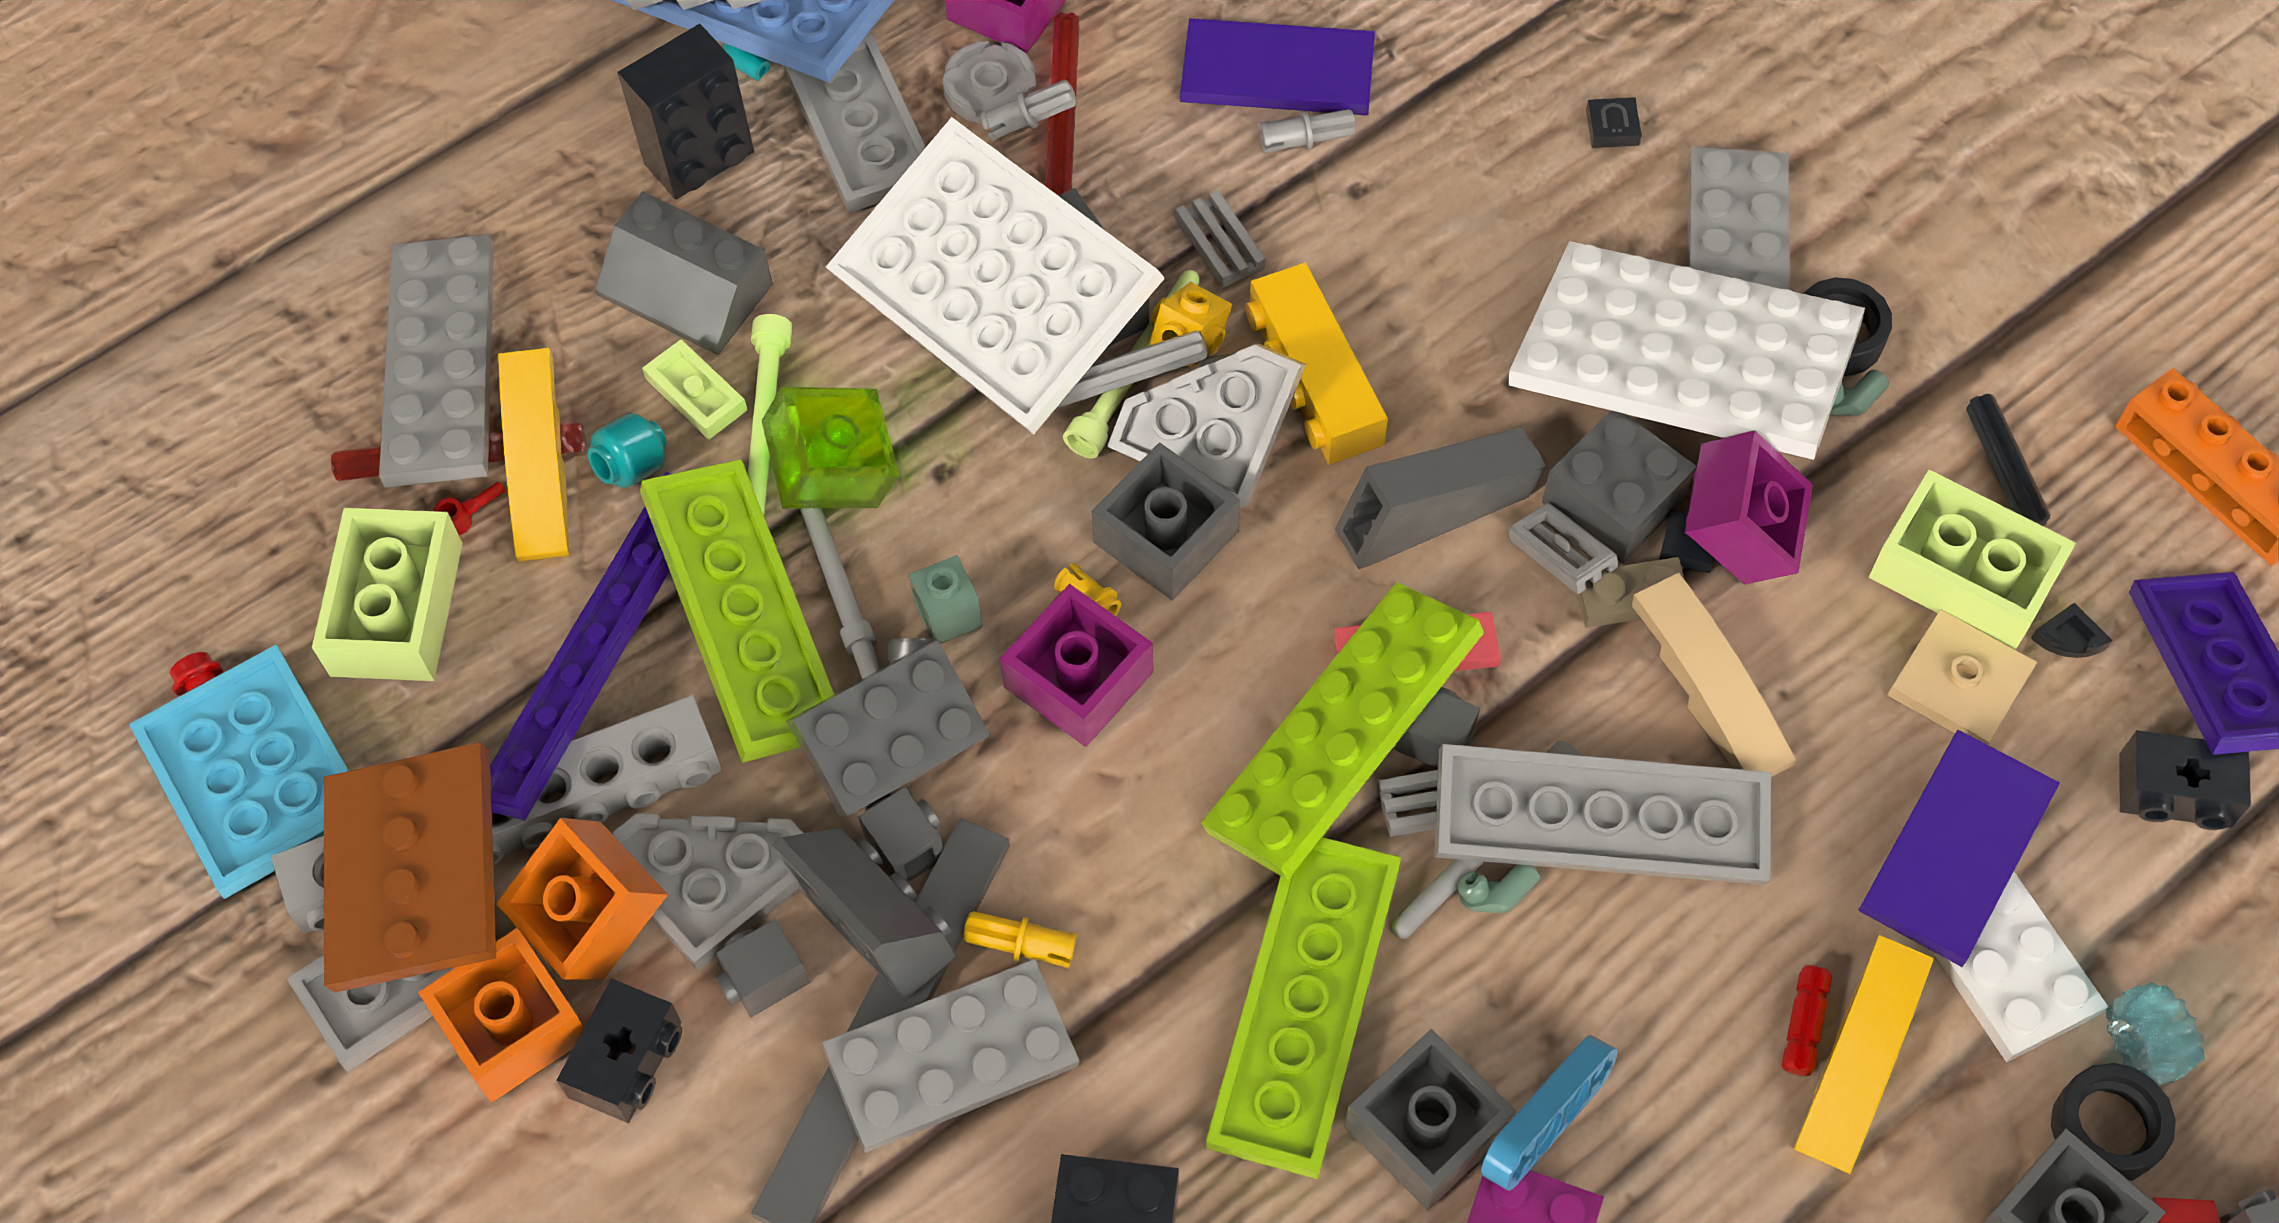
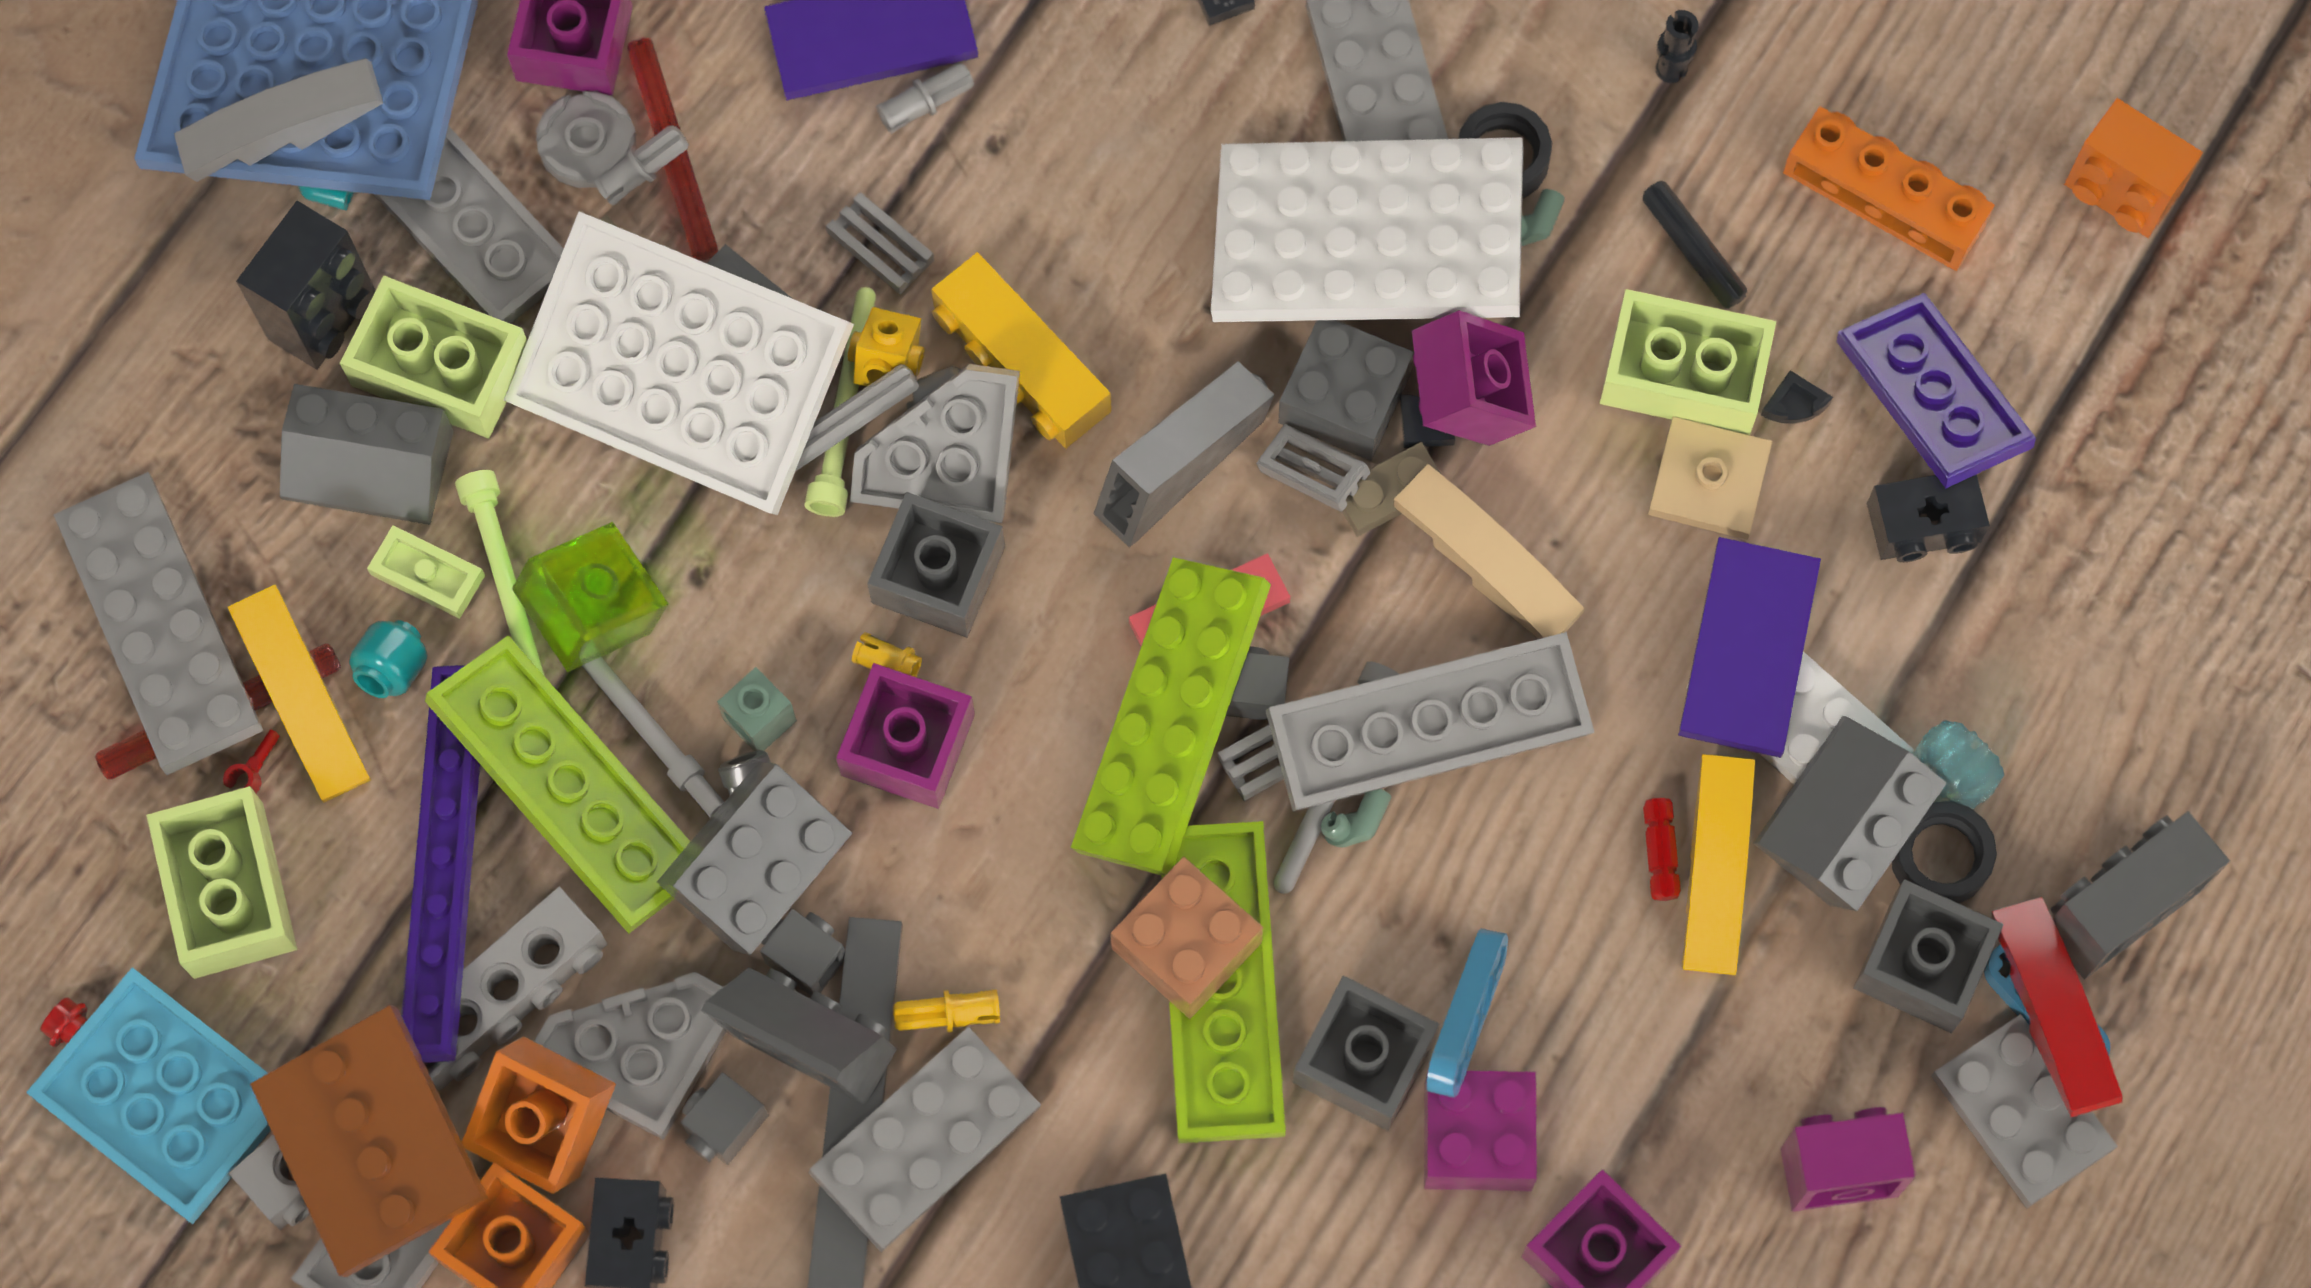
camera: 20 degrees left, 10 degrees up
(779, 204) = (434, 355): none -> yellowish green brick
(1283, 940) = (1186, 937): none -> nougat brick
(2022, 1045) = (1849, 814): none -> dark grey slope
(2042, 276) = (1677, 46): none -> black pin

